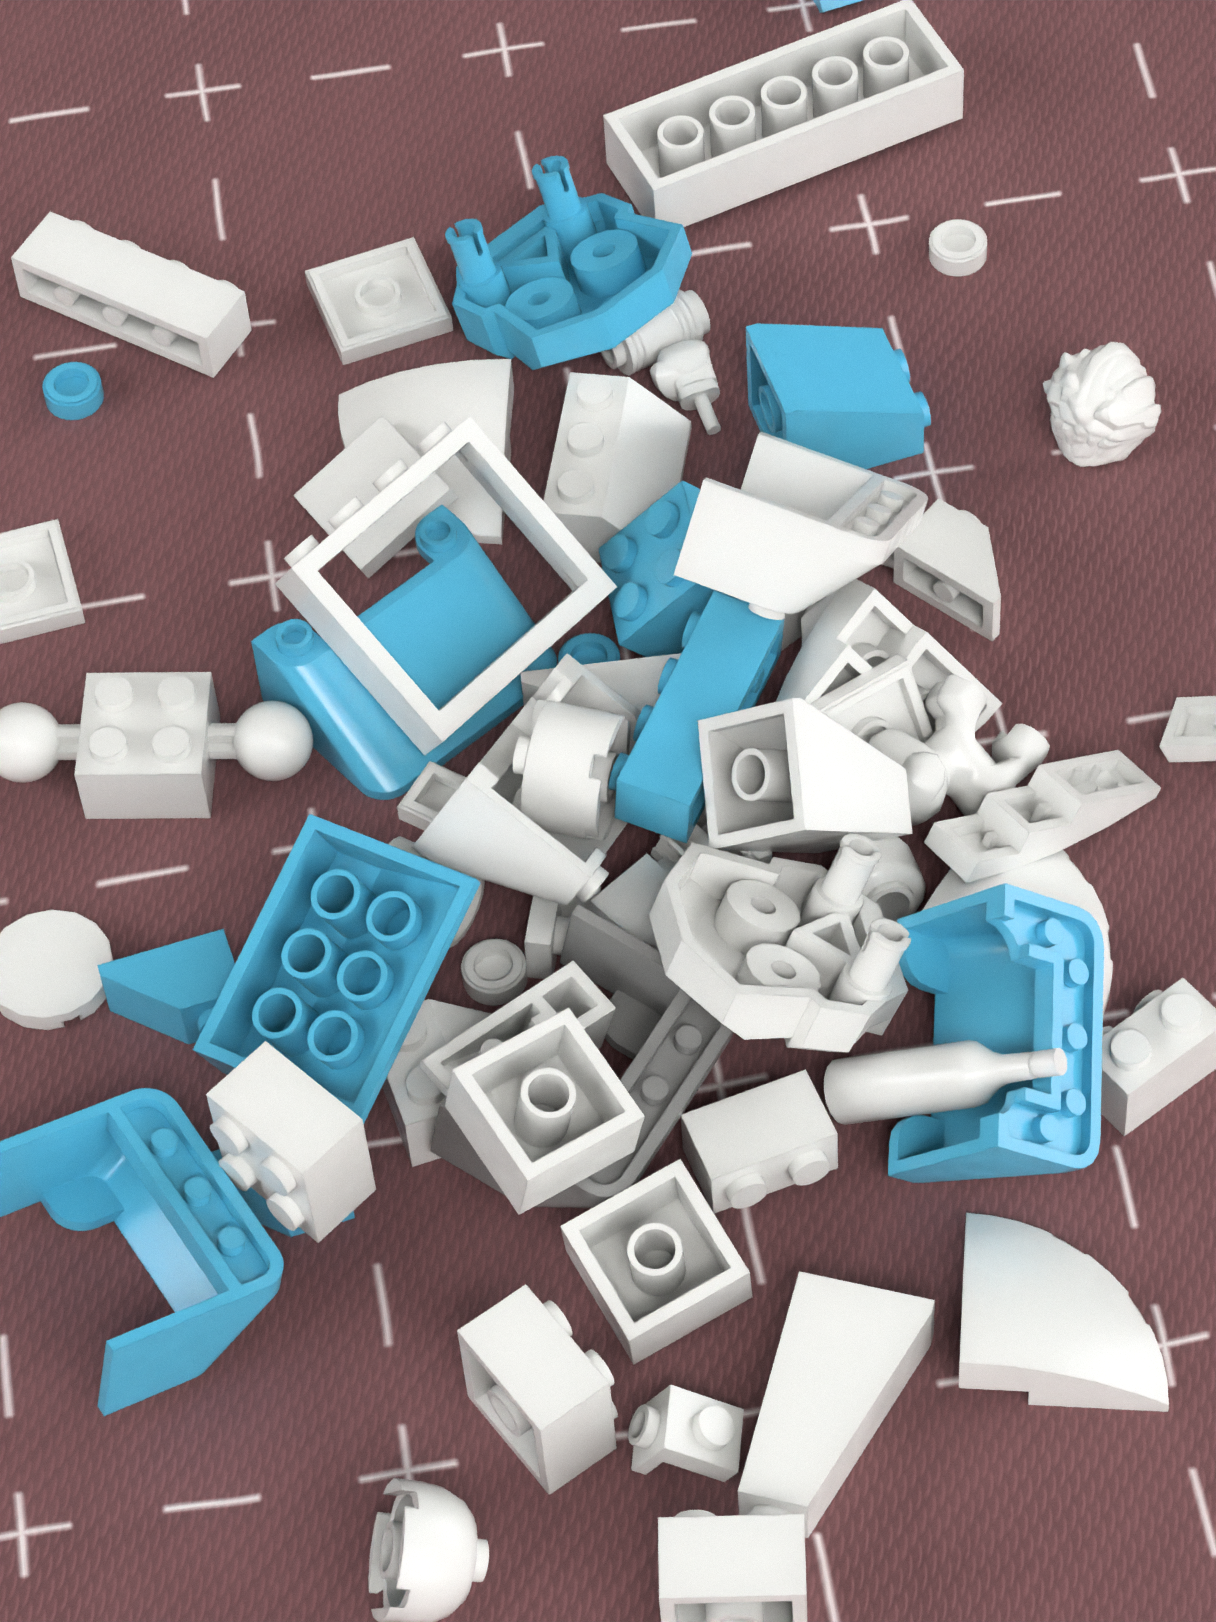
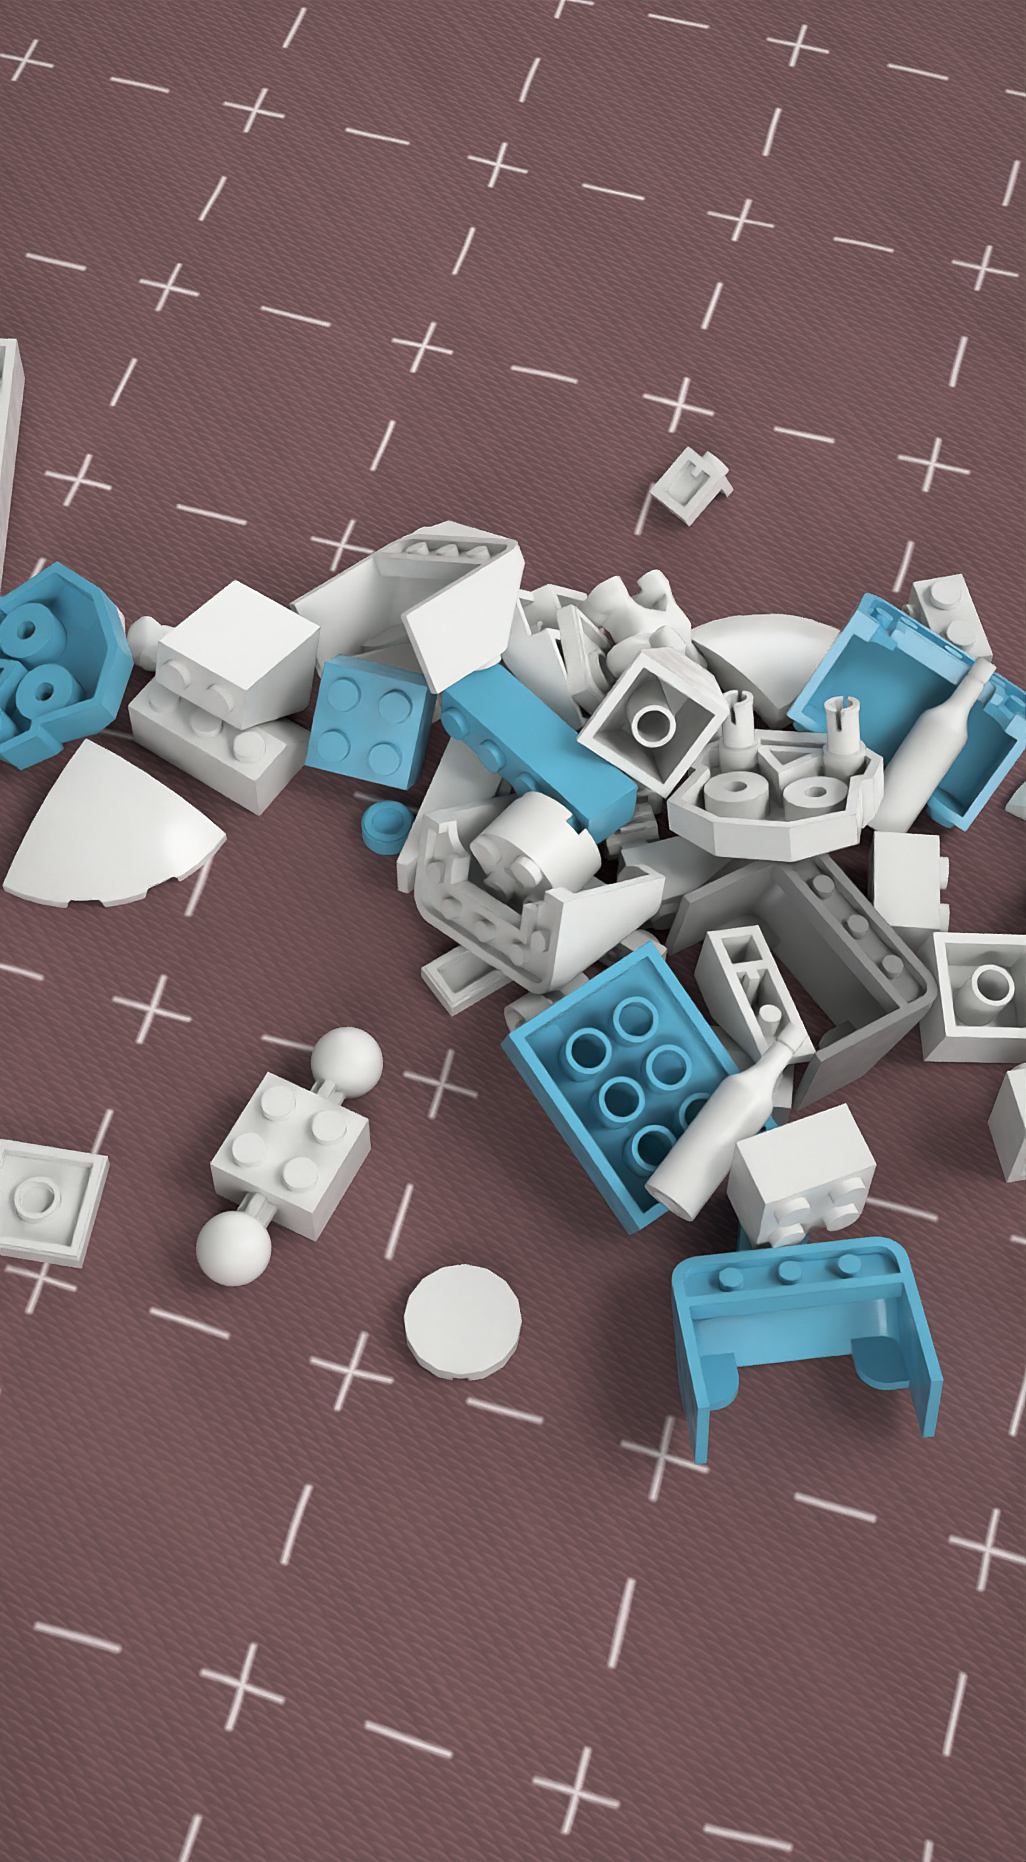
camera: 70 degrees left, 5 degrees up
(170, 985) = (552, 1224): medium azure slope -> none
(323, 1047) = (730, 1115): none -> white piece
(352, 475) = (138, 896): white tile -> none
(364, 653) = (408, 921): white window -> none
(441, 633) = (345, 935): medium azure windscreen -> none
(543, 1110) = (883, 986): white brick -> none
(661, 418) = (241, 658): none -> white slope
(835, 392) = (259, 547): medium azure slope -> none
(957, 247) = (147, 436): white tile -> none
(1051, 813) = (716, 606): white slope -> none
(1101, 404) = (368, 415): white hair -> none

